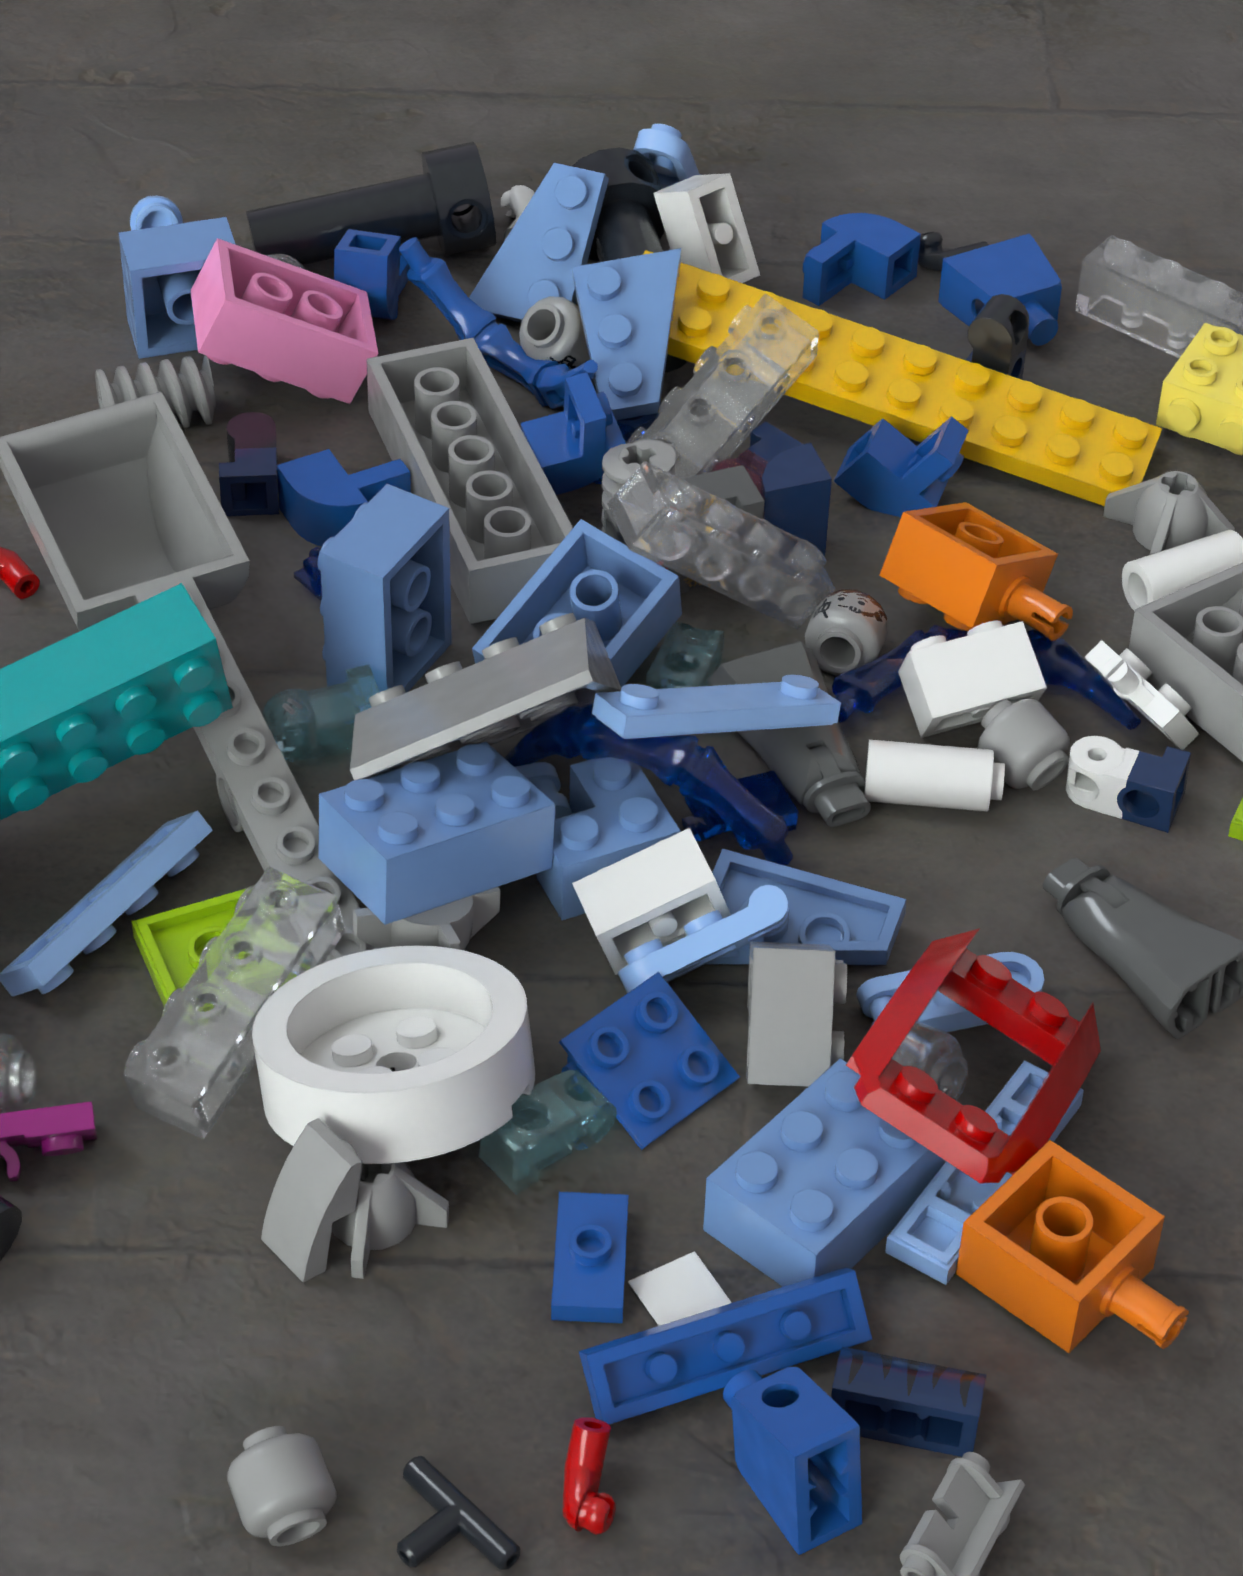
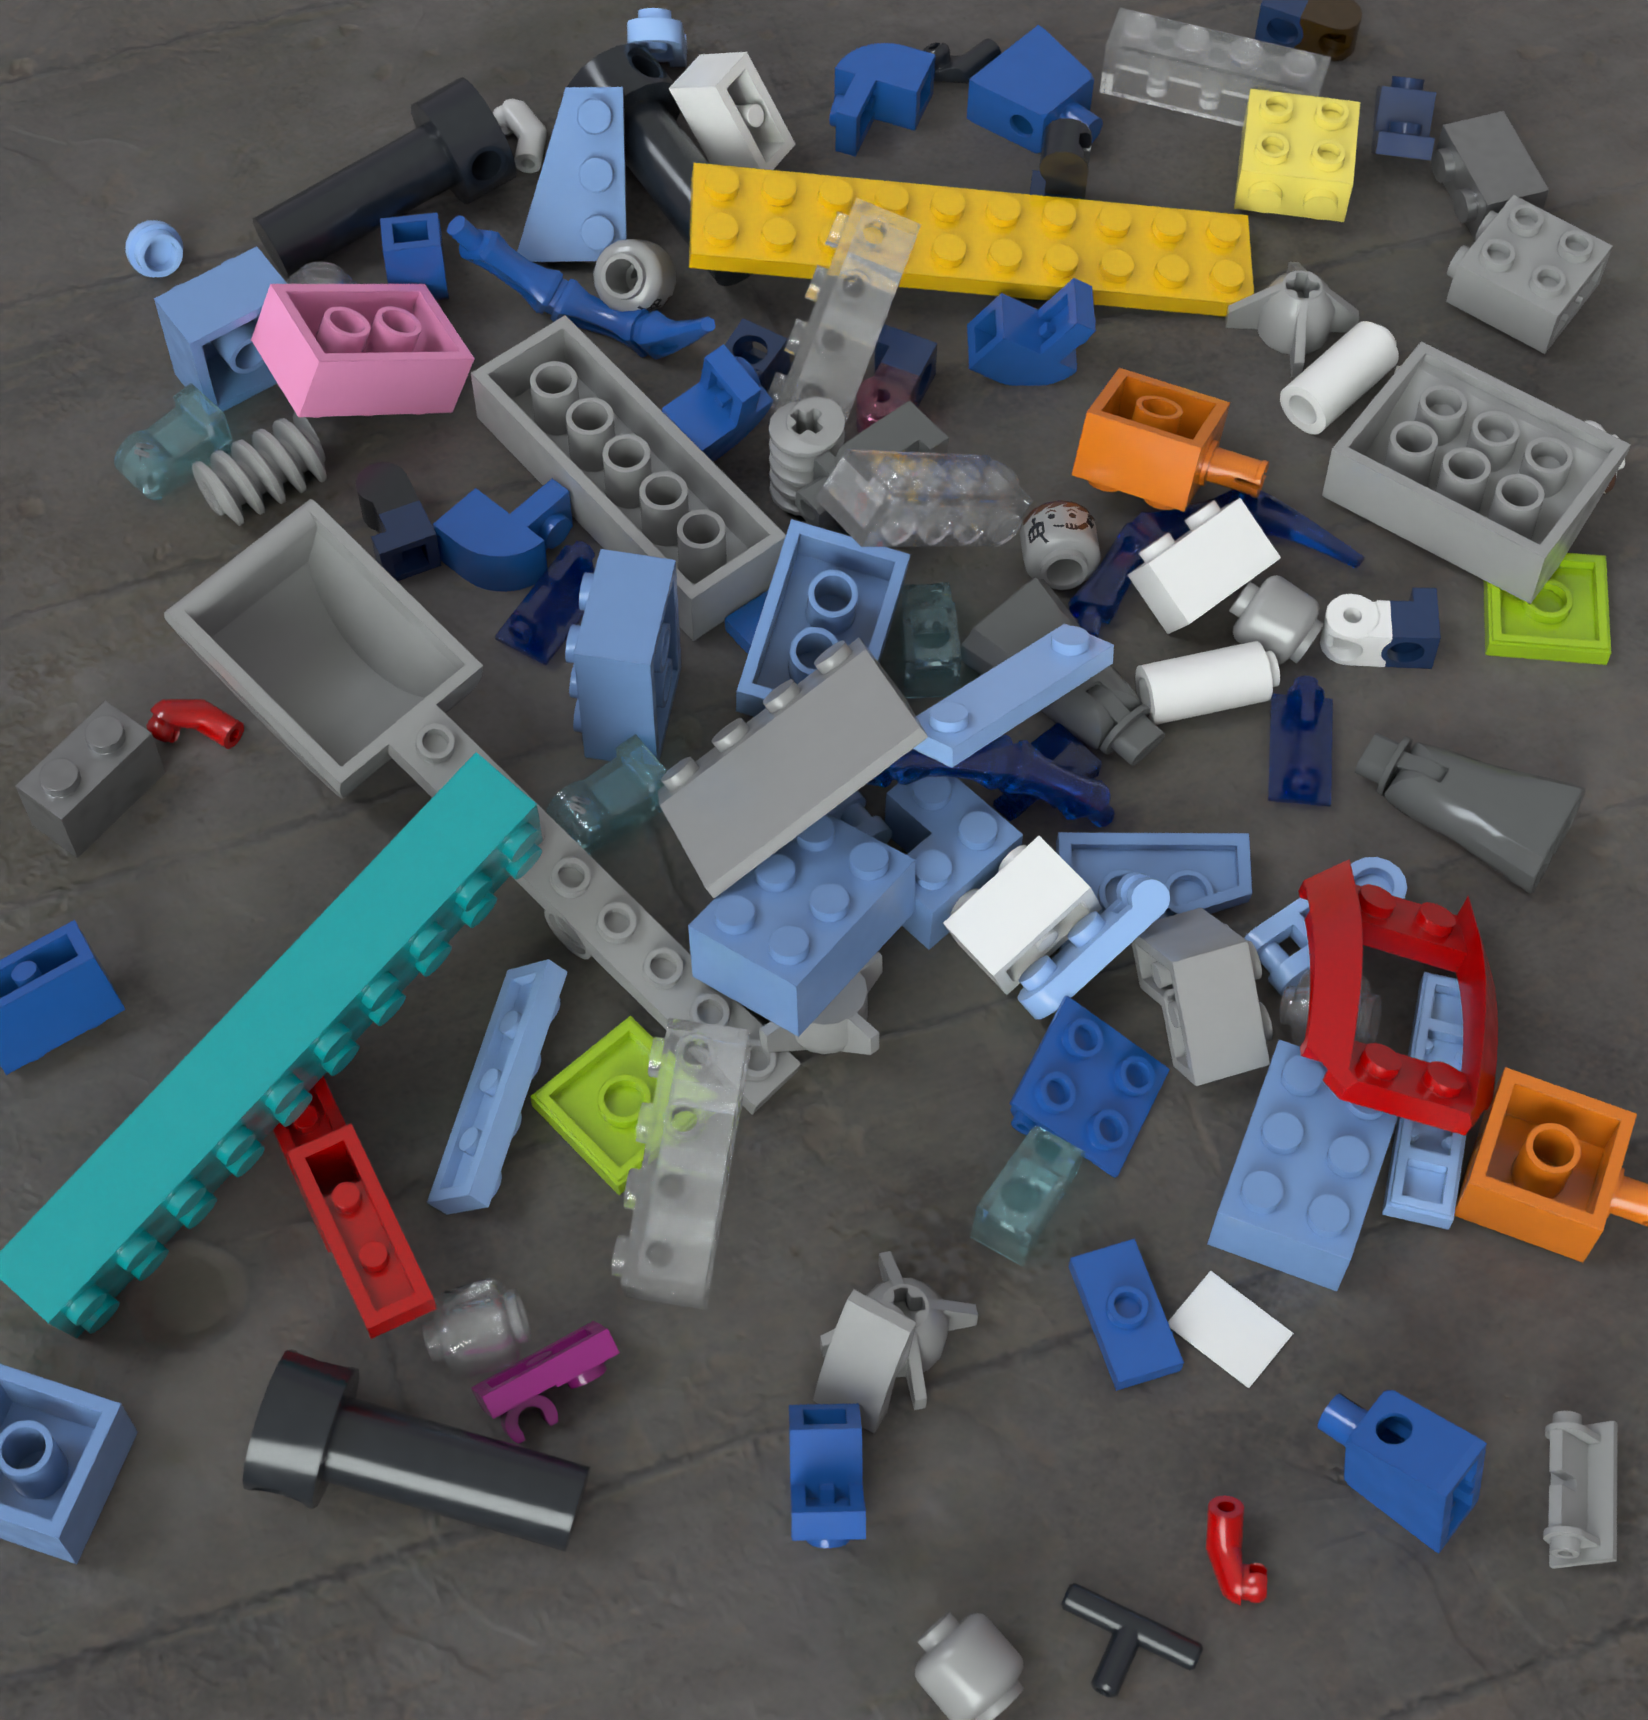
camera: 20 degrees left, 15 degrees up
(77, 361) = (163, 454): none -> clear light blue leg
(231, 1287) = (826, 1474): none -> blue brick
(432, 1013) = (871, 1119): white brick -> none
(627, 326) = (721, 262): medium blue wing -> none
(715, 1345) = (1293, 1371): blue plate -> none
(798, 494) = (967, 409): dark blue brick -> none
(909, 1401) = (1473, 1363): dark blue brick -> none
(1002, 850) = (1301, 745): none -> clear blue hinge
(1128, 678) = (1338, 515): white plate -> none

